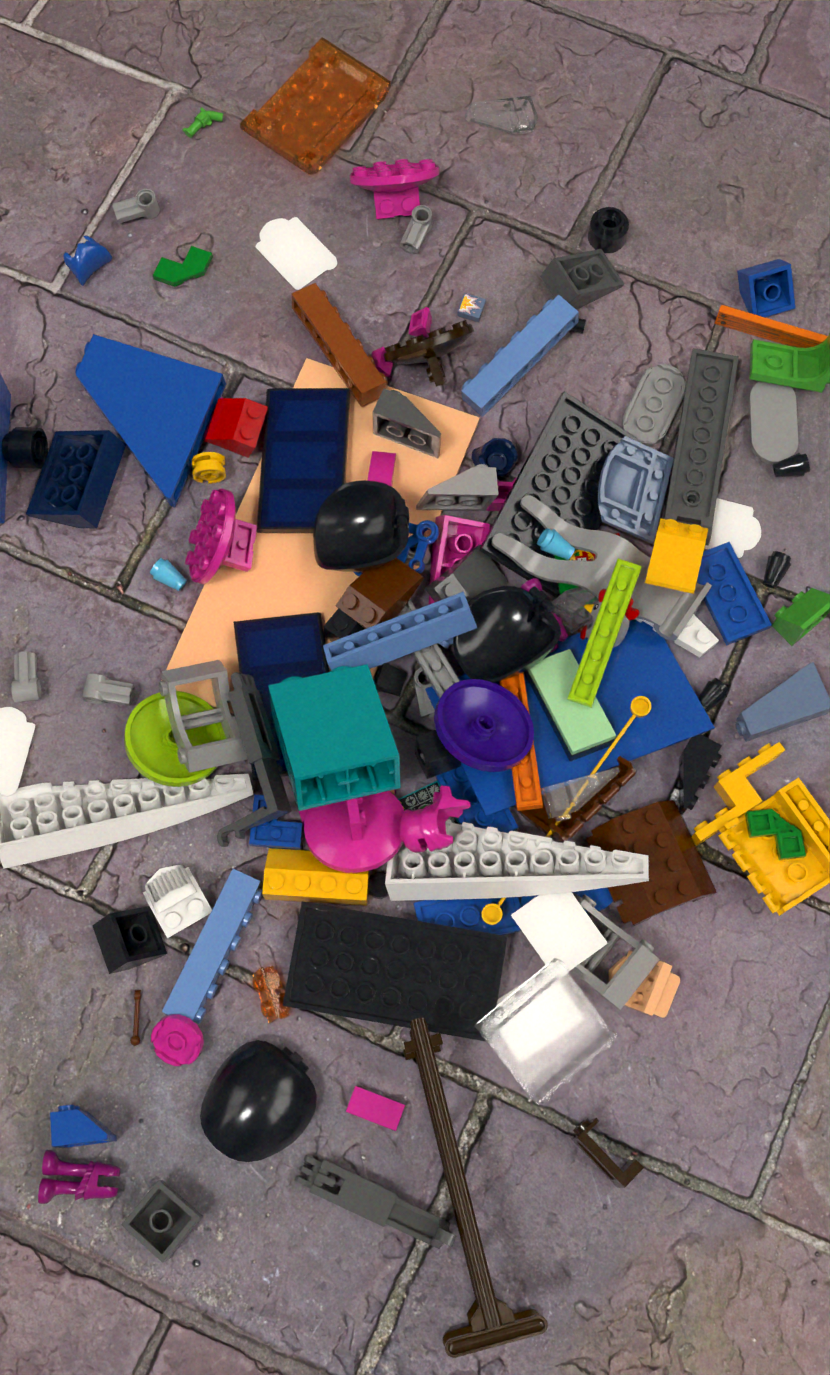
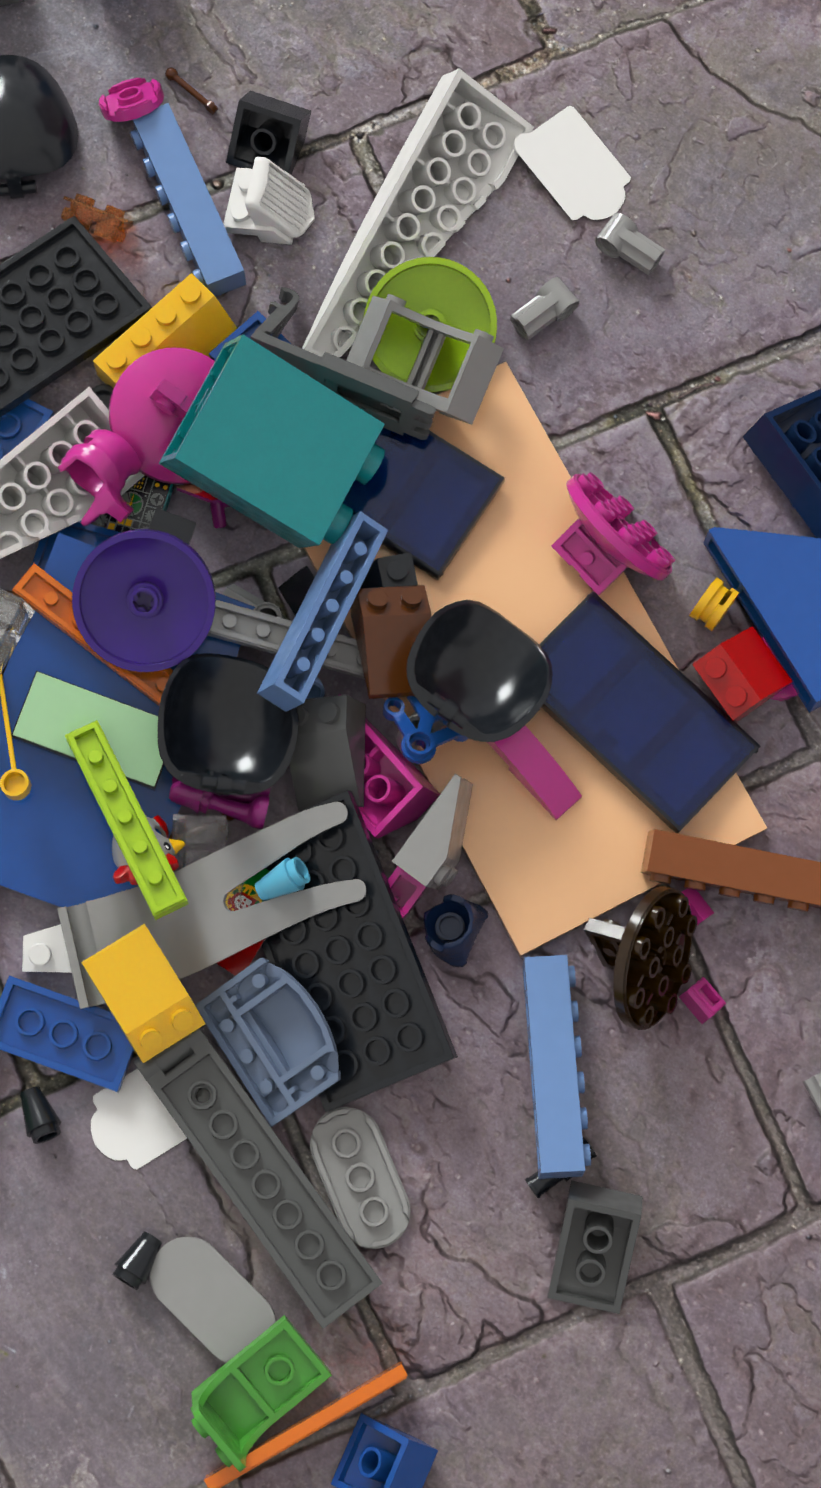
camera: 130 degrees right, 5 degrees up
(167, 574) = (624, 467): medium azure cone -> none
(403, 423) = (578, 847): dark grey slope -> none
(471, 307) = (673, 1079): sand blue tile -> none
(608, 229) = (655, 1344): black piece -> none

